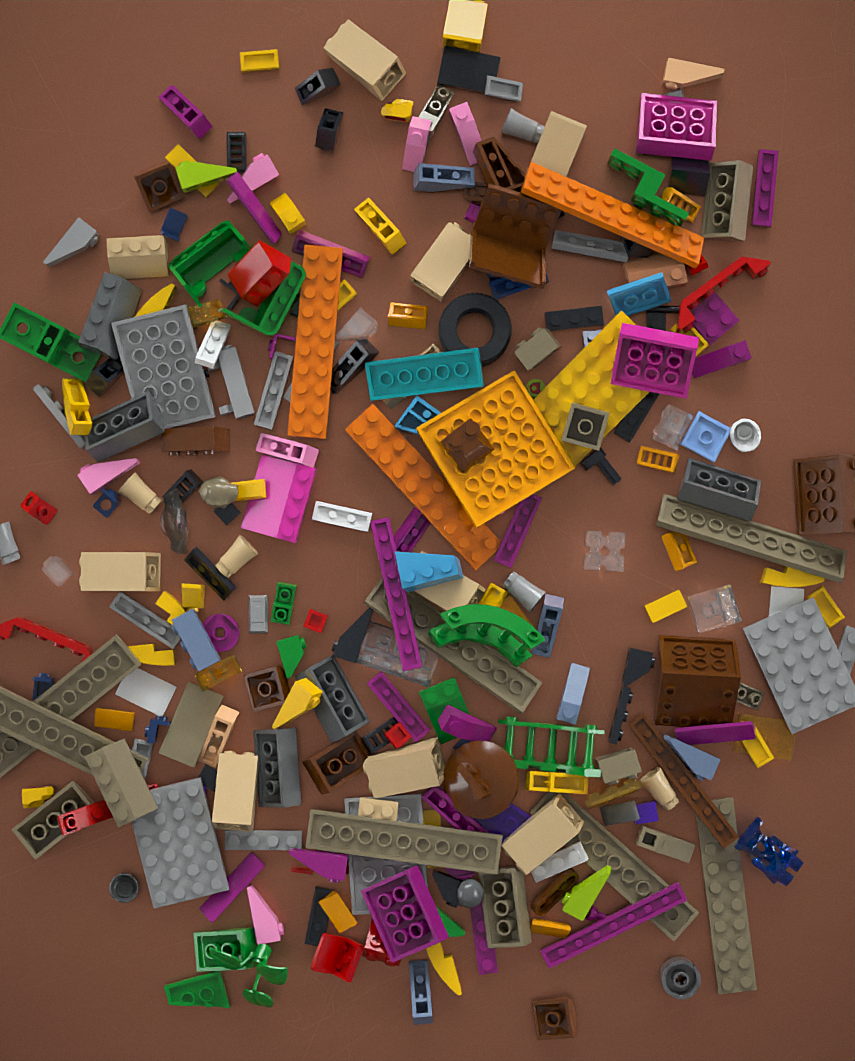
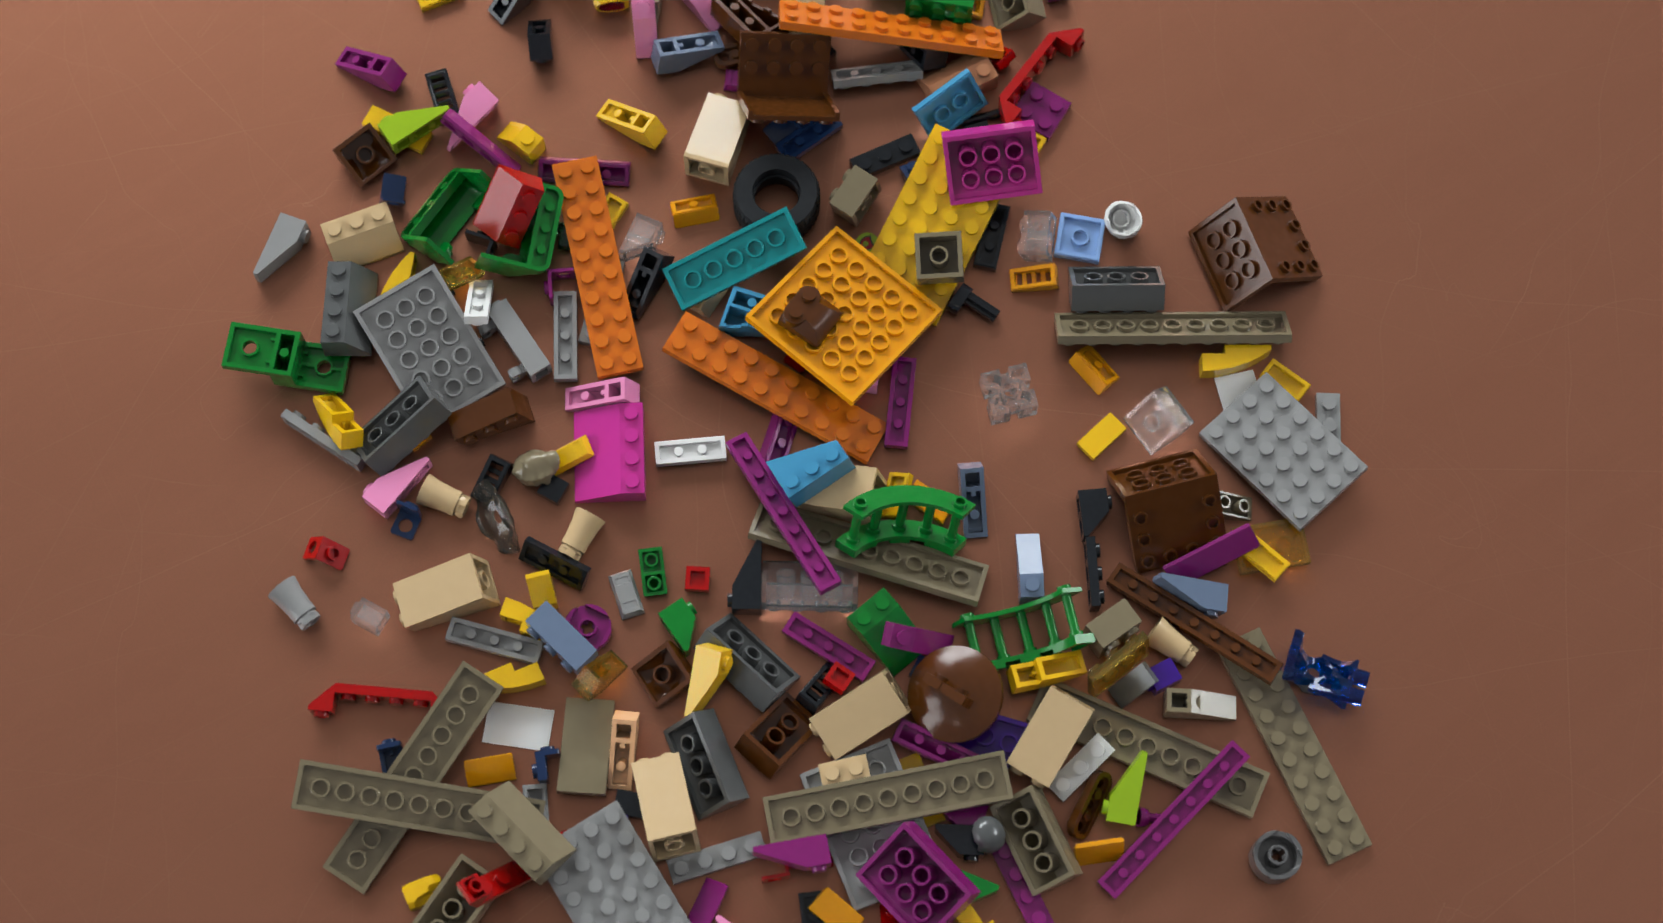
camera: 20 degrees left, 15 degrees down
(105, 376) = (363, 378): black slope -> none
(523, 591) = (931, 468): light grey plant -> none
(721, 359) = (1068, 147): magenta slope -> none

